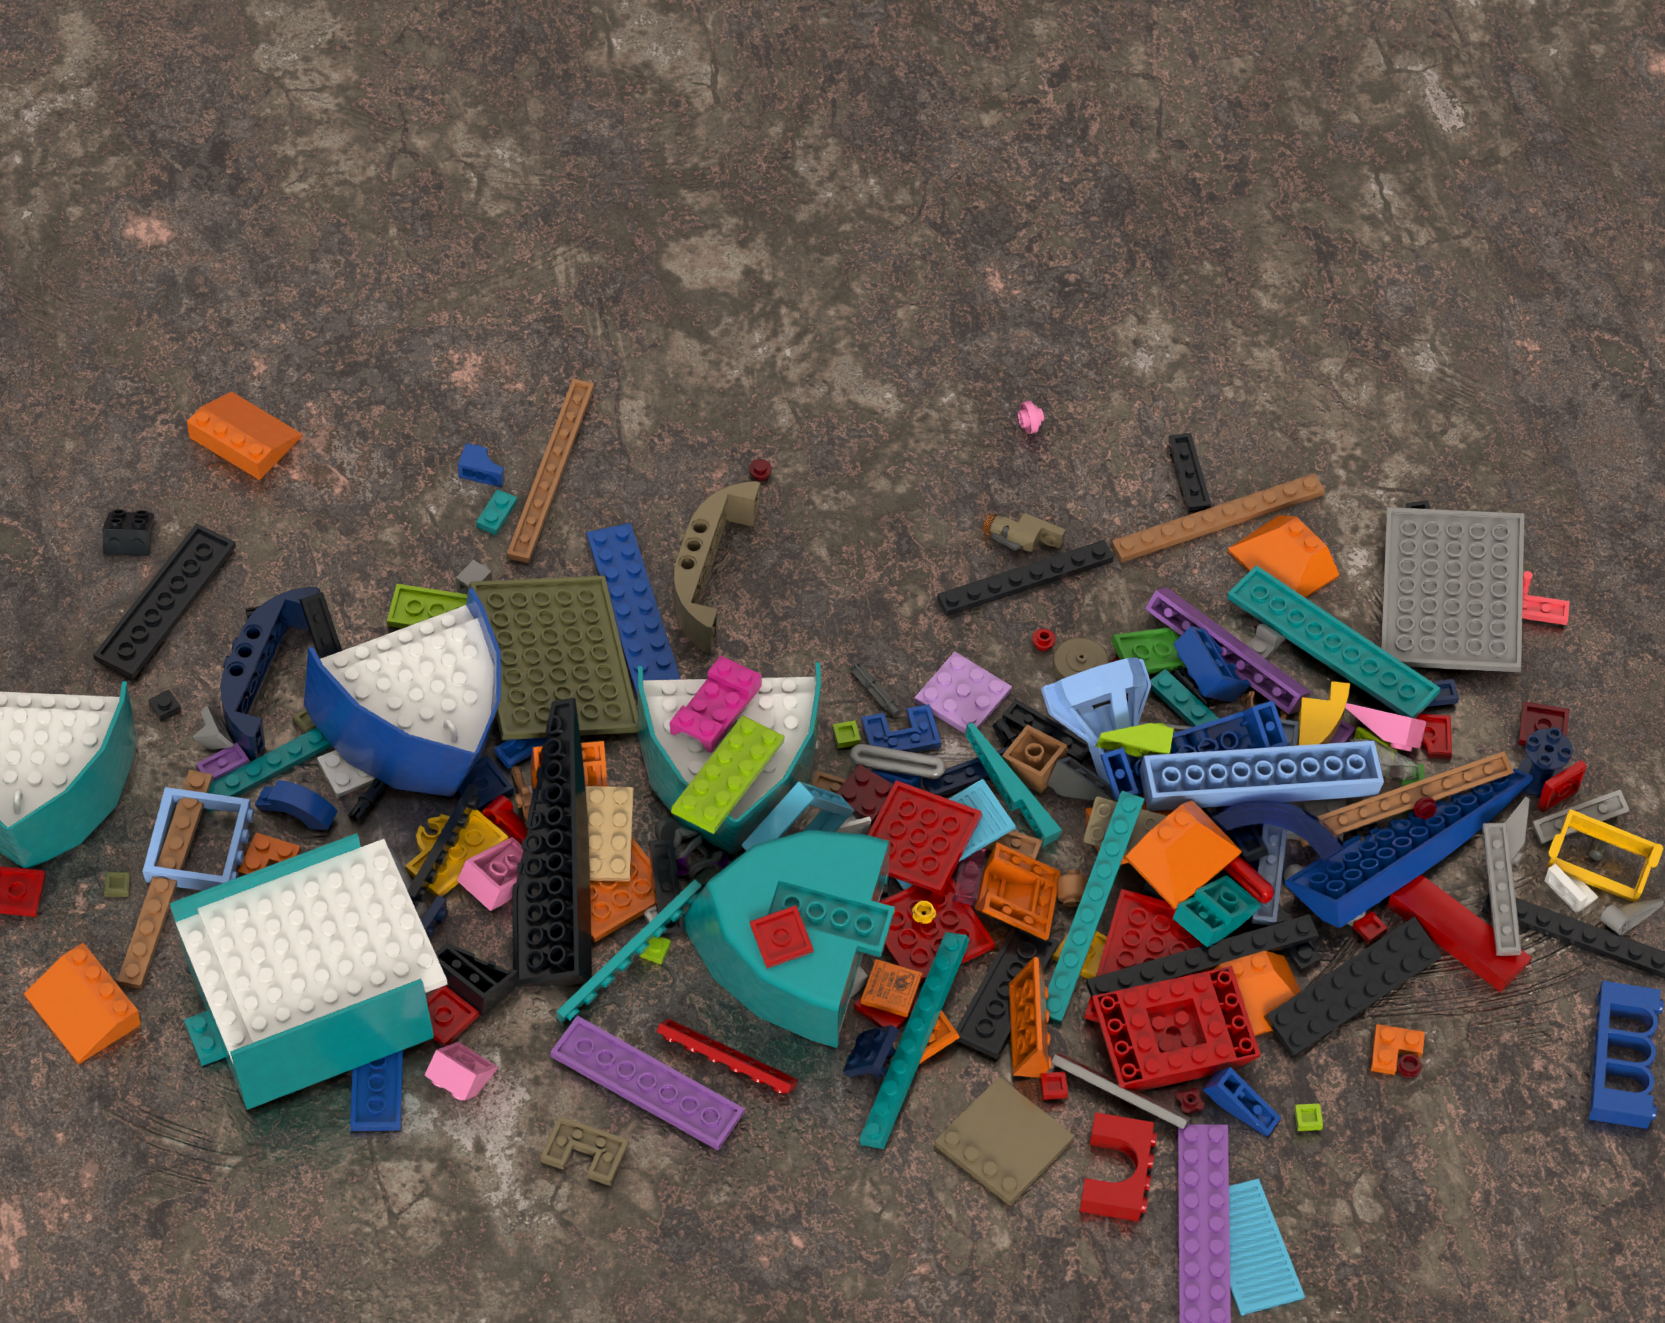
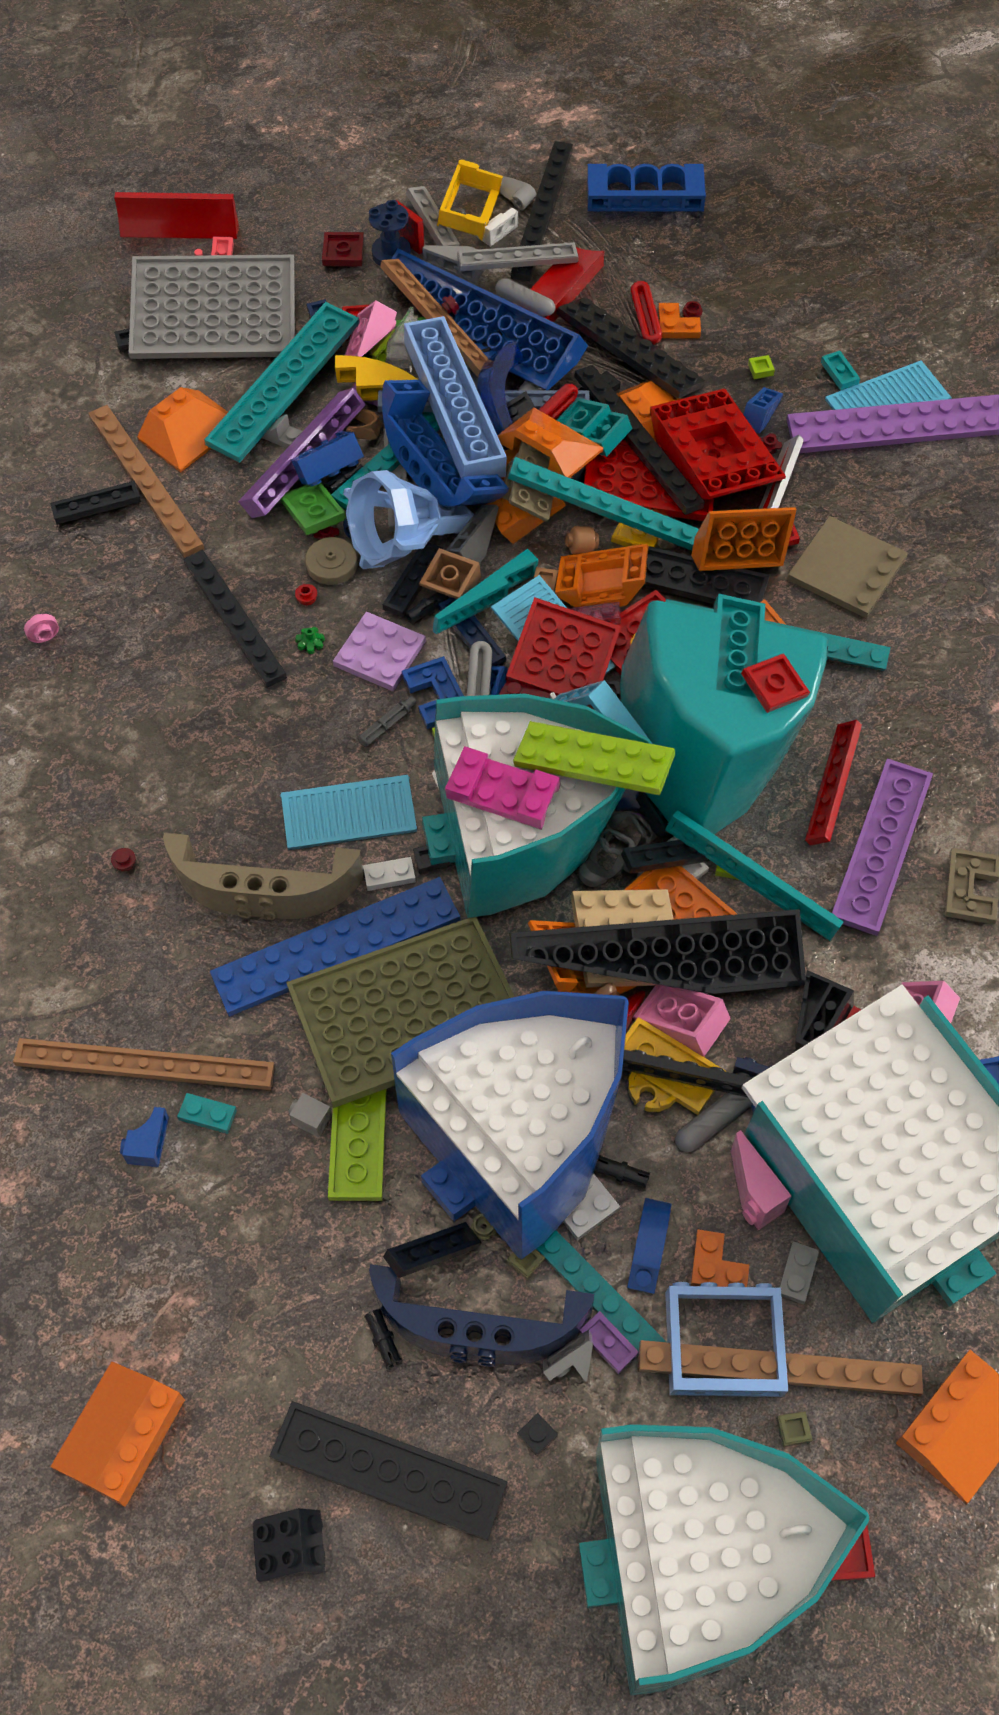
camera: 95 degrees left, 5 degrees up
(702, 662) = (389, 873): none -> white plate
(779, 635) = (348, 812): none -> medium azure window
(987, 638) = (310, 639): none -> green plant
(1024, 533) = (183, 621): dark tan plate -> none
(1122, 1198) = (875, 472): red arch -> none
(1138, 740) = (442, 472): lime slope -> none
(1294, 1199) = (840, 370): none -> teal plate
(1408, 1014) = (646, 312): none -> red piece
(1438, 890) = (525, 297): none -> light grey piece
(1599, 569) = (176, 215): none -> red arch

